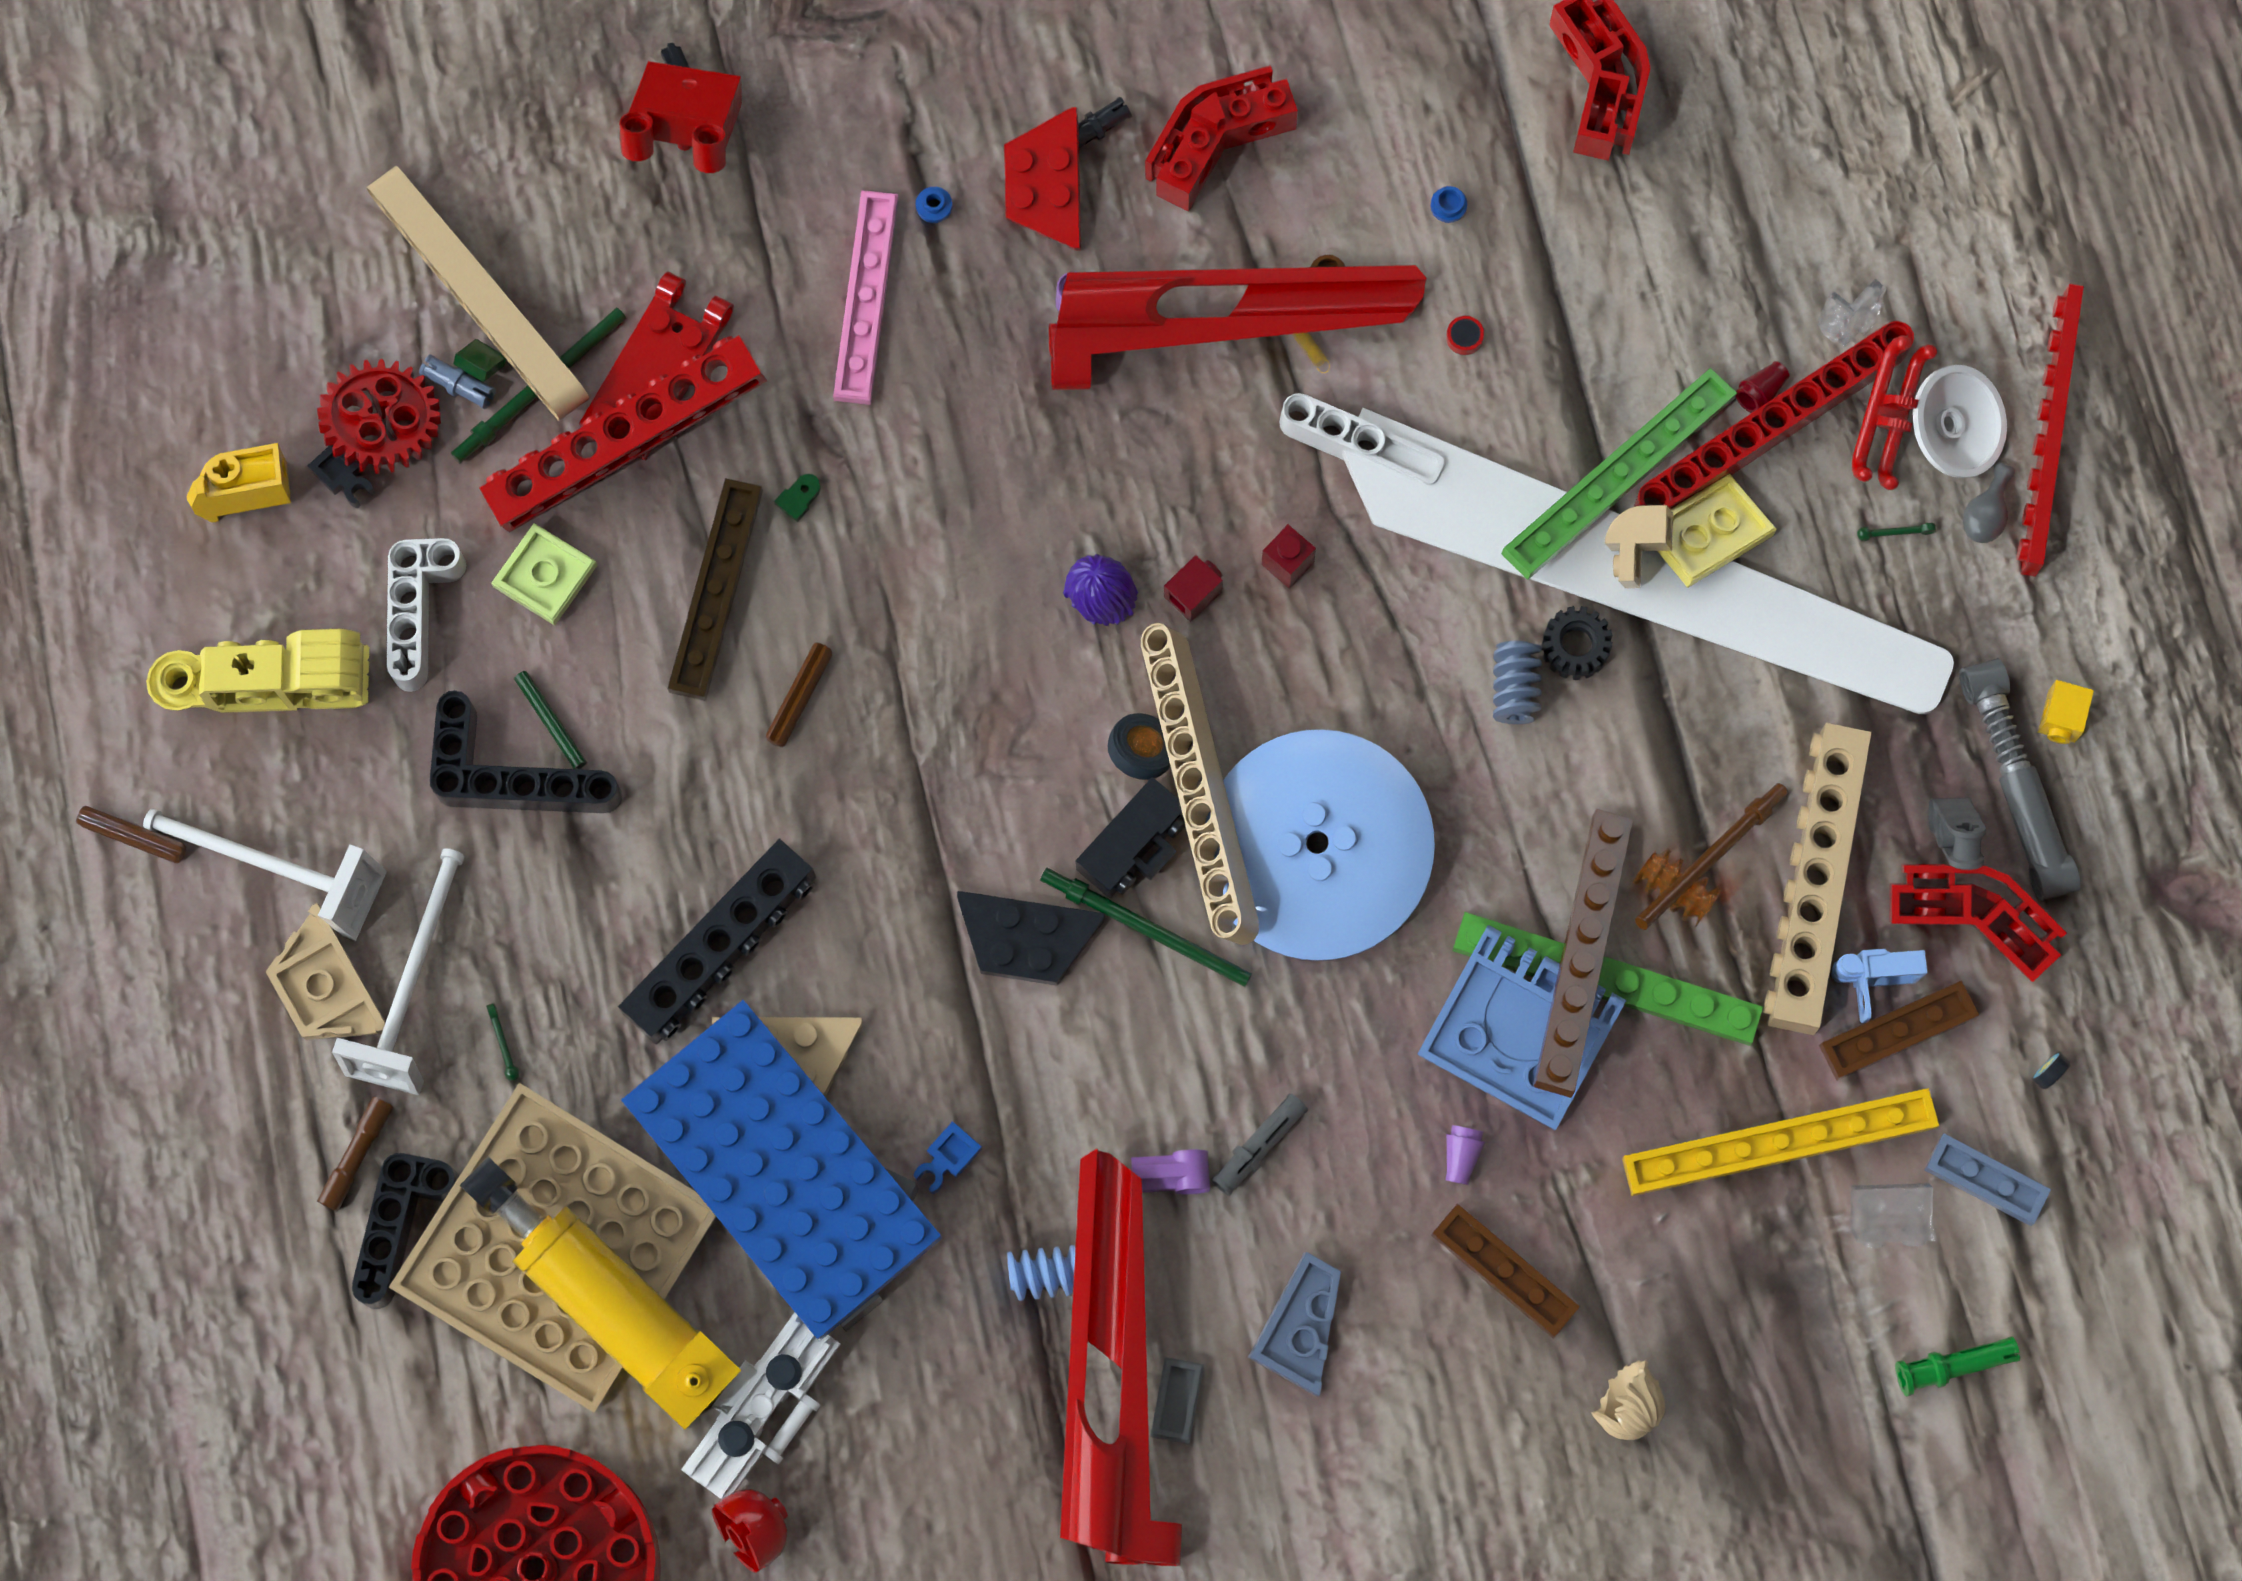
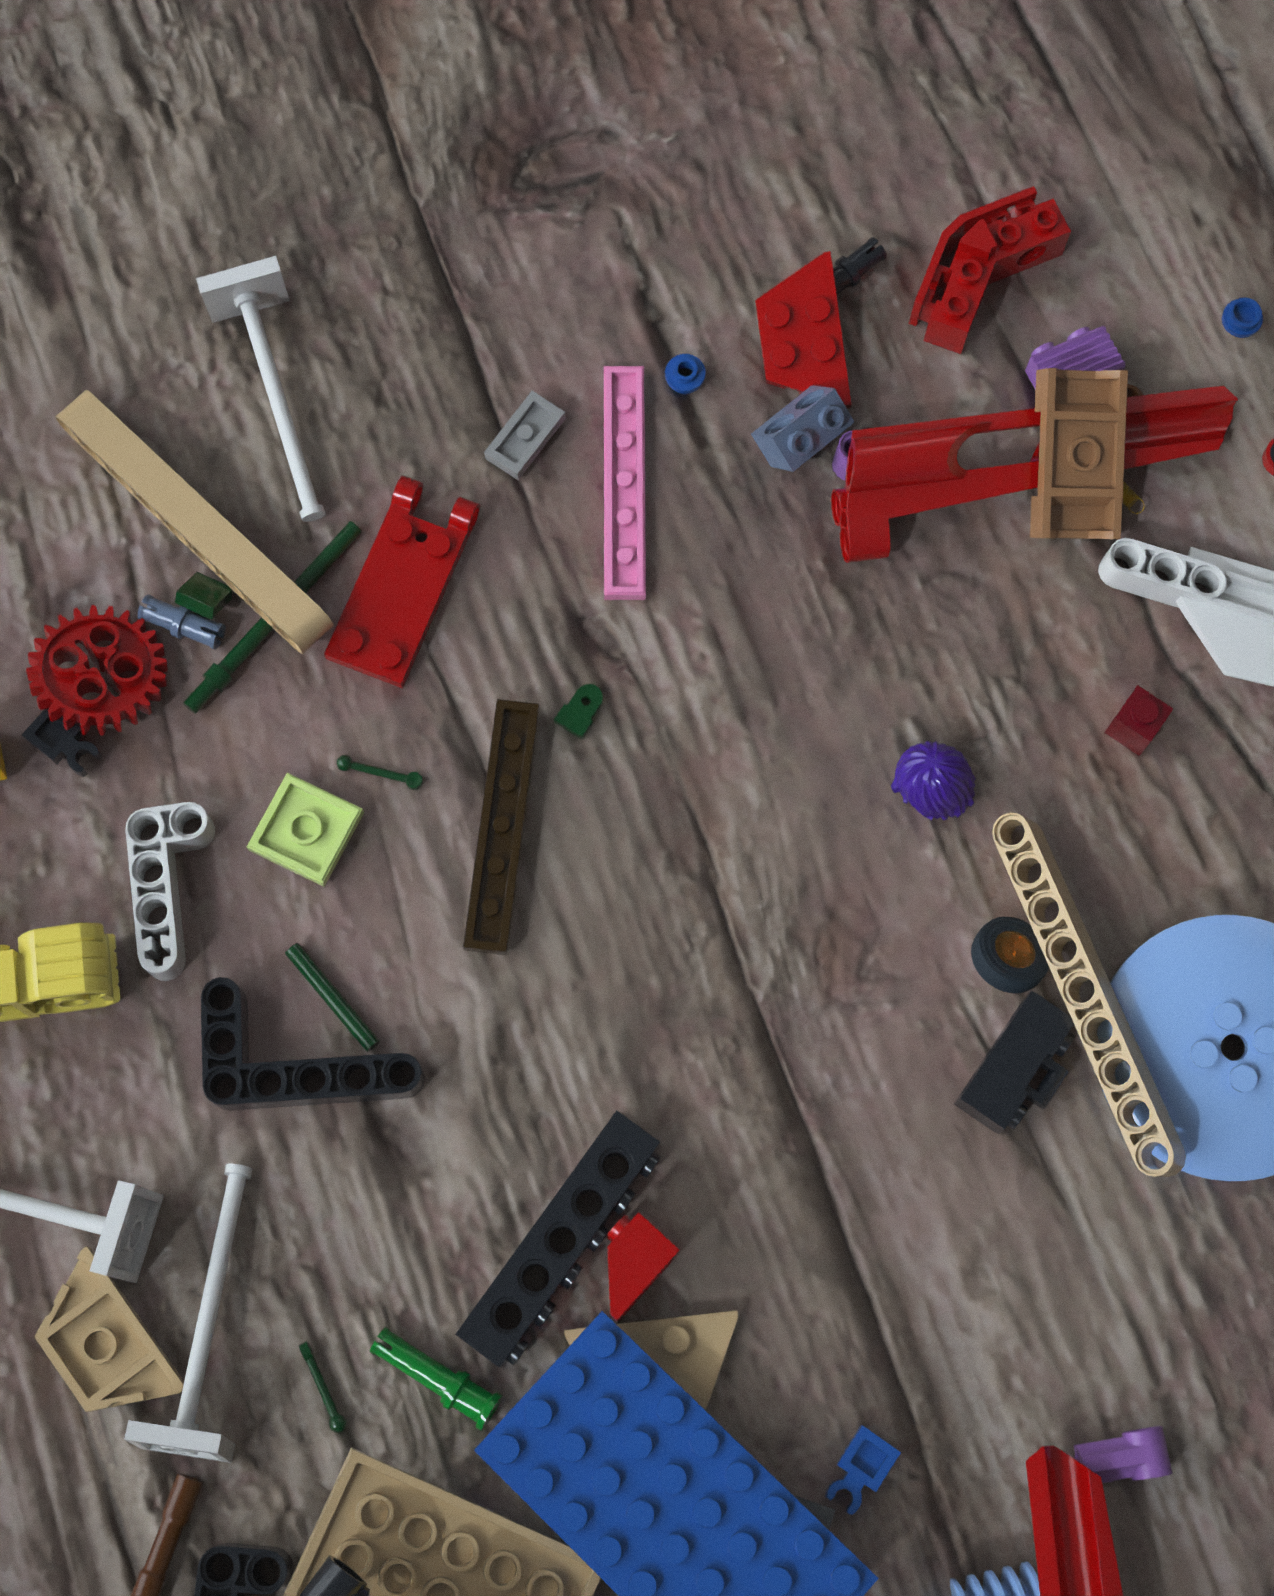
camera: 10 degrees left, 0 degrees up
(545, 92) = (245, 292): none -> white tile
(612, 1054) = (454, 1388): none -> green pin
(643, 436) = (368, 684): red brick -> none
(644, 541) = (413, 780): none -> dark green hinge
(682, 109) = (398, 296): red piece -> none
(777, 966) = (635, 1261): none -> red slope
(782, 246) = (524, 435): none -> light grey plate
(799, 694) = (612, 937): reddish brown axle -> none
(1025, 937) = (910, 1191): black wing -> none
(1029, 265) = (802, 428): none -> sand blue brick
(1079, 891) = (963, 1132): dark green bar -> none
(1194, 587) = (1038, 766): dark red brick -> none
(1259, 1144) = (1214, 1417): dark grey pin -> none
(1269, 314) = (1080, 454): none -> medium nougat piece
(1286, 234) = (1082, 351): none -> medium lavender brick

